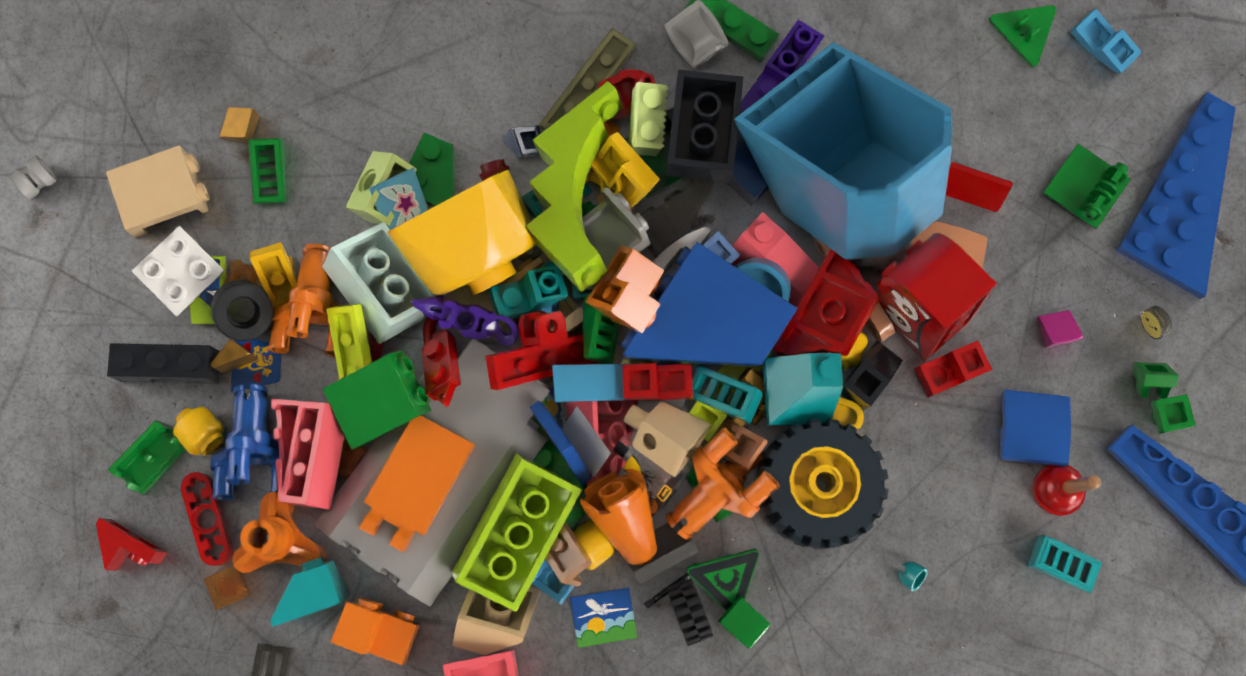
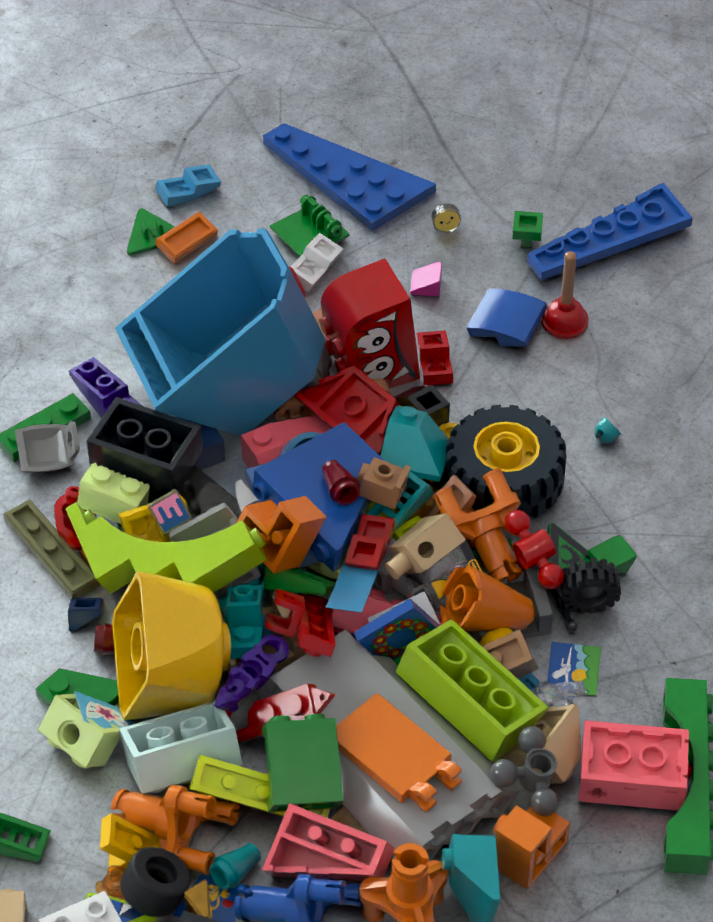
camera: 70 degrees left, 30 degrees down
(285, 371) = (233, 866): none -> teal cone
(422, 591) = (505, 772): none -> dark grey piece
(535, 615) = (559, 694): none -> clear plate
(623, 178) = (169, 511): none -> tile
(701, 546) = (534, 549): none -> red piece
(703, 330) = (340, 483): none -> dark red cone
(712, 382) = (383, 482): none -> medium nougat brick
(1029, 66) = (186, 237): none -> orange tile
(1039, 556) = (625, 345): teal slope -> none
(1040, 206) = (316, 261): none -> white slope
(1154, 375) = (494, 232): green tile -> none

